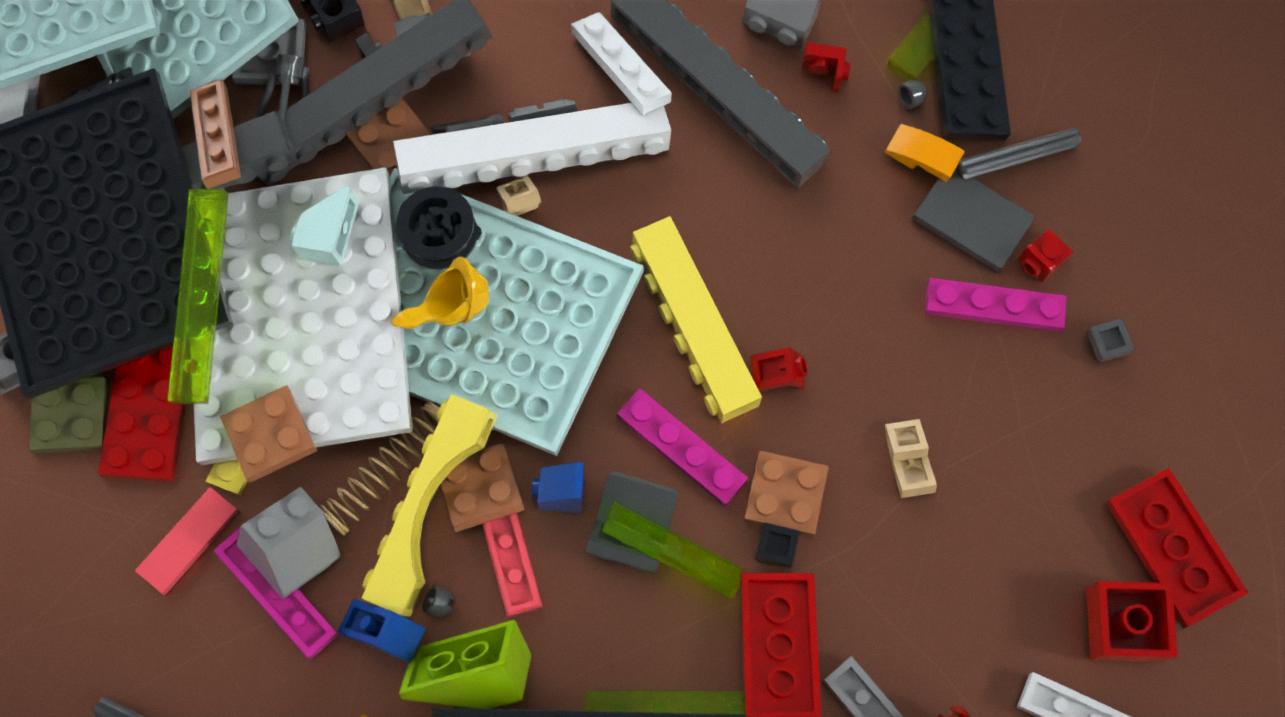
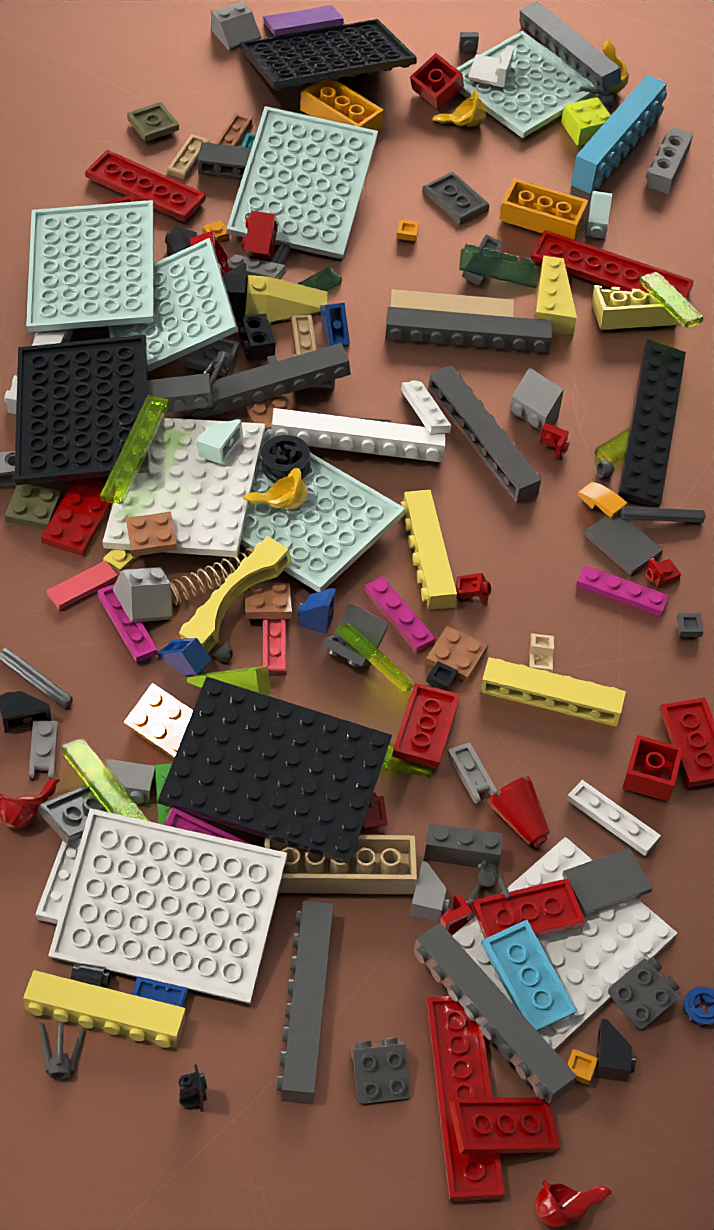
camera: 15 degrees right, 20 degrees down
(215, 134) = (170, 375): nougat tile -> none
(519, 196) = (341, 460): tan bracket -> none
(947, 523) = (552, 691): none -> light yellow brick

